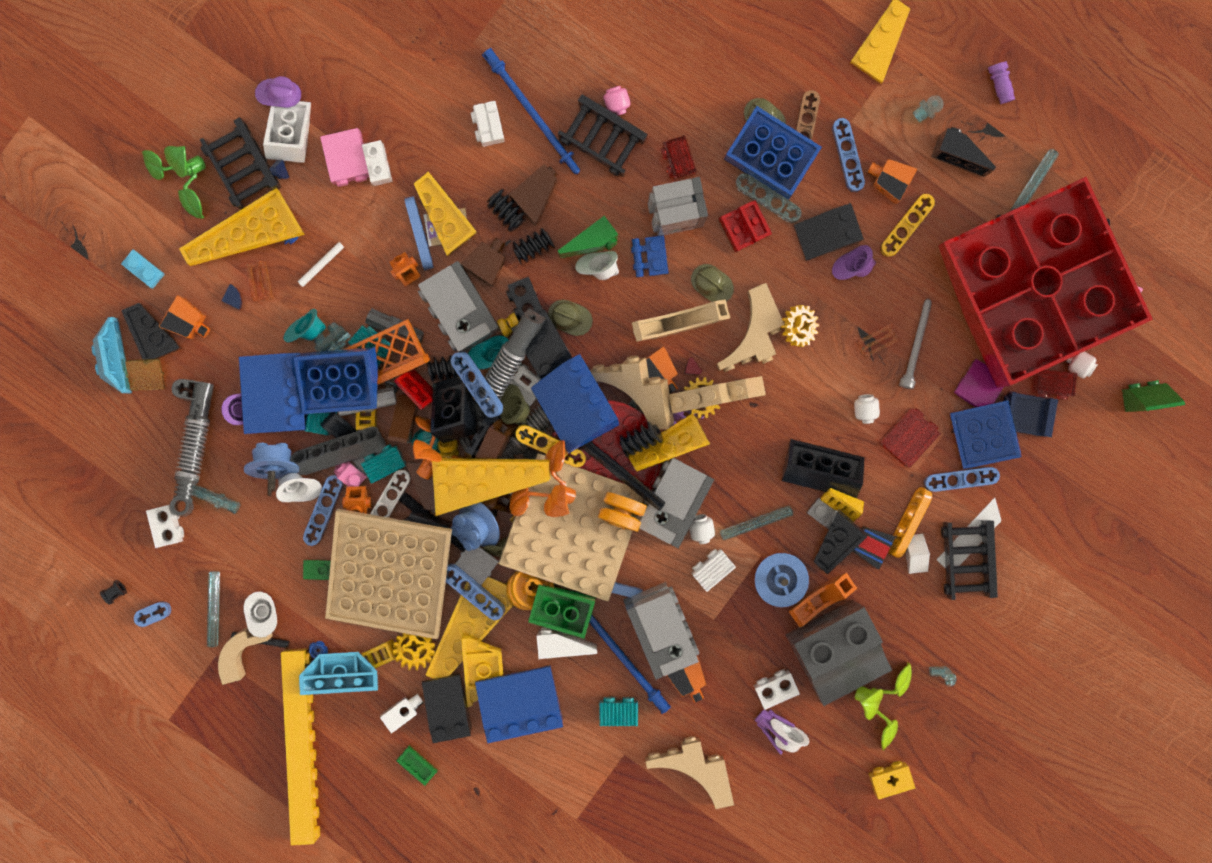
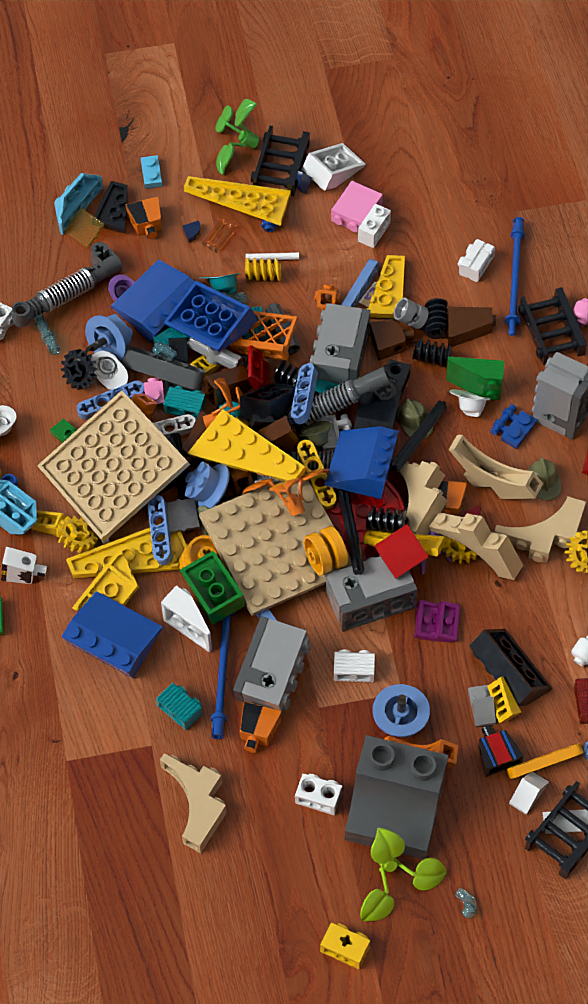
camera: 45 degrees right, 30 degrees down
(275, 512) = (79, 369): none -> black gear
(278, 92) = (351, 141): medium lavender piece -> none
(323, 437) = (160, 347): none -> clear light blue arm
(328, 286) = (263, 269): none -> yellow piece
(446, 708) = (56, 592): black slope -> none
(485, 227) = (411, 313): none -> light grey wheel
(592, 337) = (418, 436): none -> black axle
(680, 464) = (401, 551): none -> red slope
(702, 529) = (373, 630): white head -> none
(738, 477) = (437, 621): none -> magenta slope
(756, 522) = (420, 663): clear light blue axle -> none
(763, 721) = (287, 812): medium lavender plant -> none
(793, 736) = (291, 836): white piece -> none
(839, 542) = (474, 723): black wing -> none

